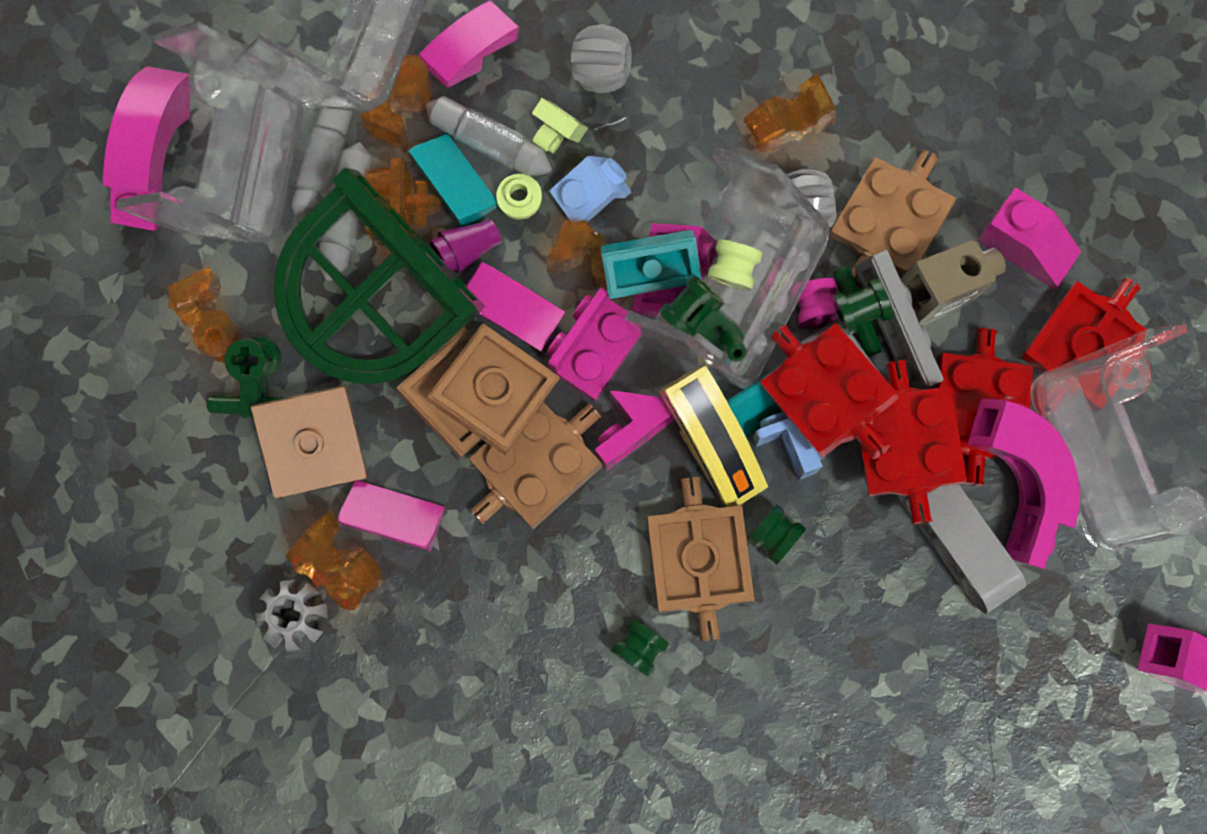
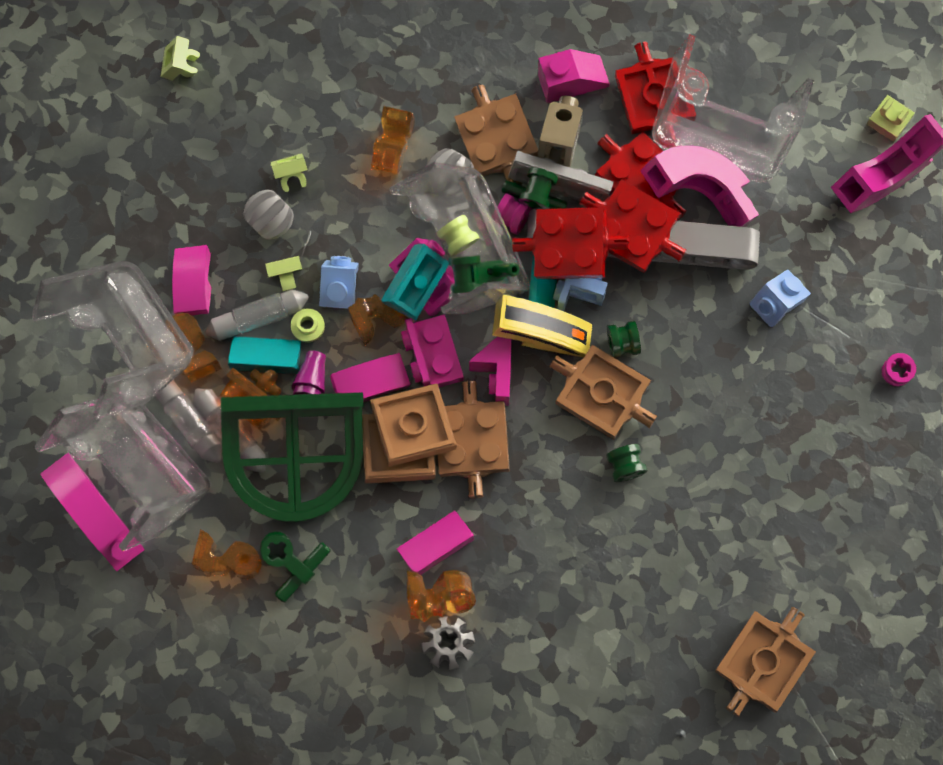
camera: 50 degrees left, 5 degrees down
(309, 441) = (353, 554): medium nougat plate -> none
(672, 38) = (290, 167): none -> yellowish green tile
(970, 667) = (779, 297): none -> light blue bracket

